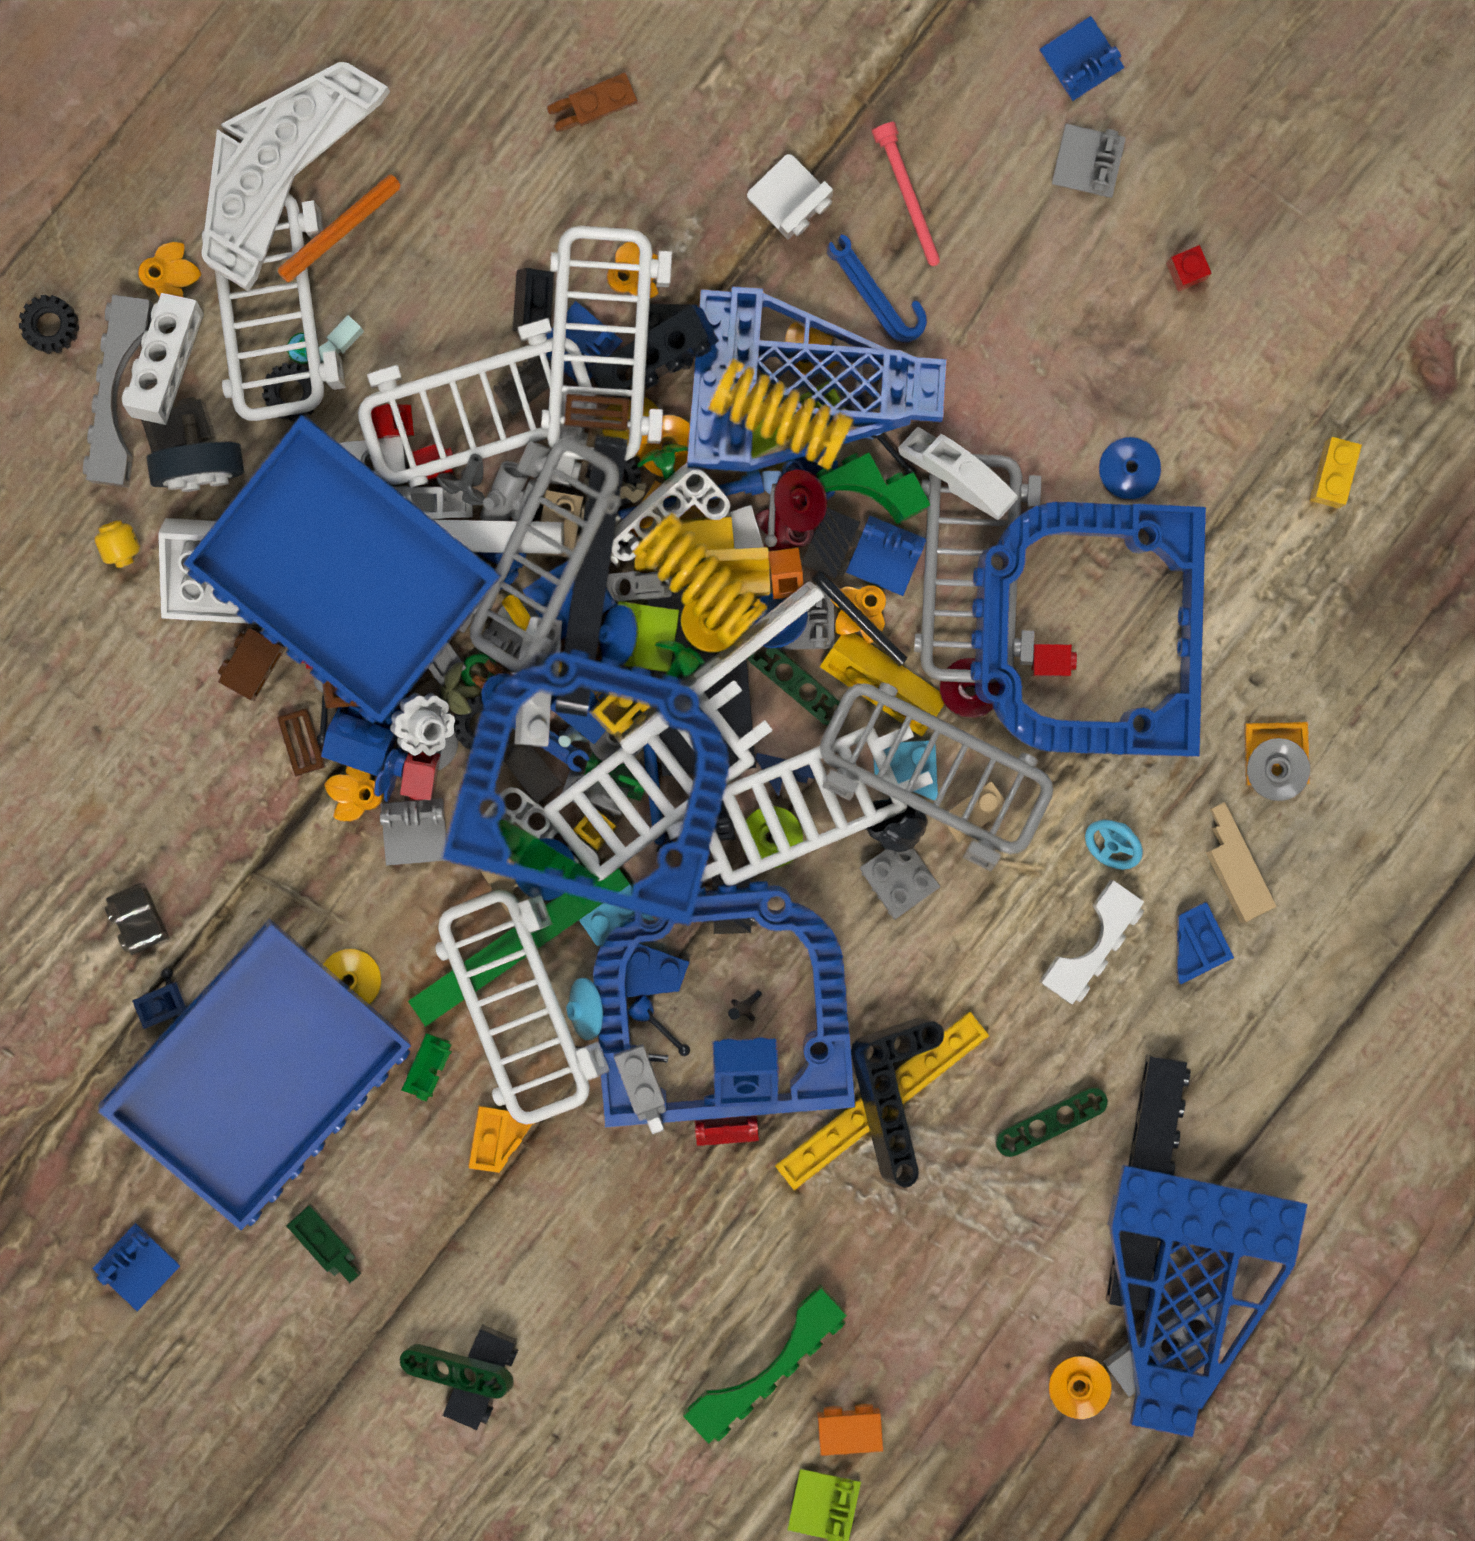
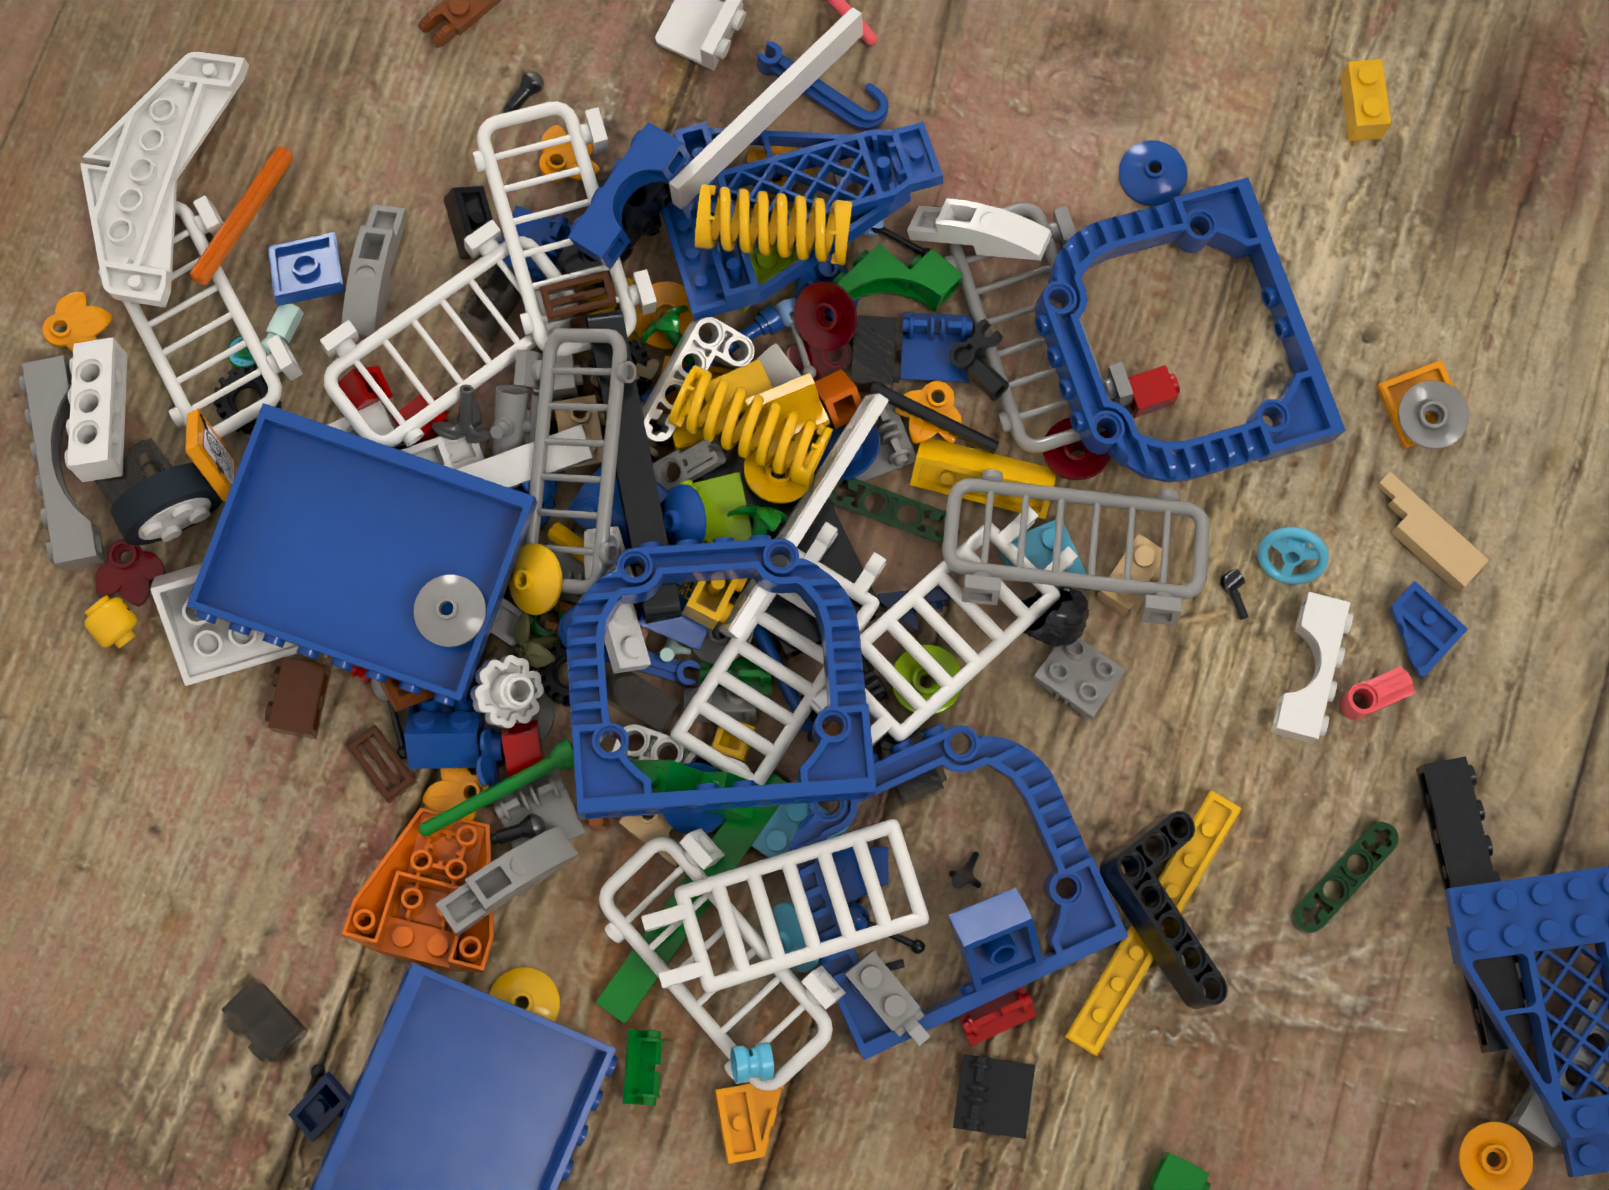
camera: 20 degrees left, 10 degrees down
(144, 509) = (130, 577): none -> dark red plate
(244, 437) = (210, 453): none -> light orange tile
(304, 867) = (397, 903): none -> orange wedge
(370, 878) = (505, 878): none -> light grey slope
(378, 294) = (306, 269): none -> tile
(404, 840) = (528, 828): none -> black piece
(413, 647) = (467, 612): none -> light grey dish
(433, 316) = (371, 267): none -> light grey slope
(447, 796) = (560, 758): none -> green piece
(478, 640) = (536, 579): none -> yellow dish
(514, 1098) = (752, 1062): none -> medium azure wheel
(596, 1028) = (814, 948): none -> white bar
(626, 195) = (530, 84): none -> black piece
(698, 317) = (650, 159): none -> blue arch
(700, 1191) = (994, 1096): none -> black hinge
(817, 298) = (766, 108): none -> white tile
(907, 577) = (967, 357): none -> black bar
(1055, 846) = (1230, 583): none -> black hand
(1139, 983) = (1378, 693): none -> coral piece

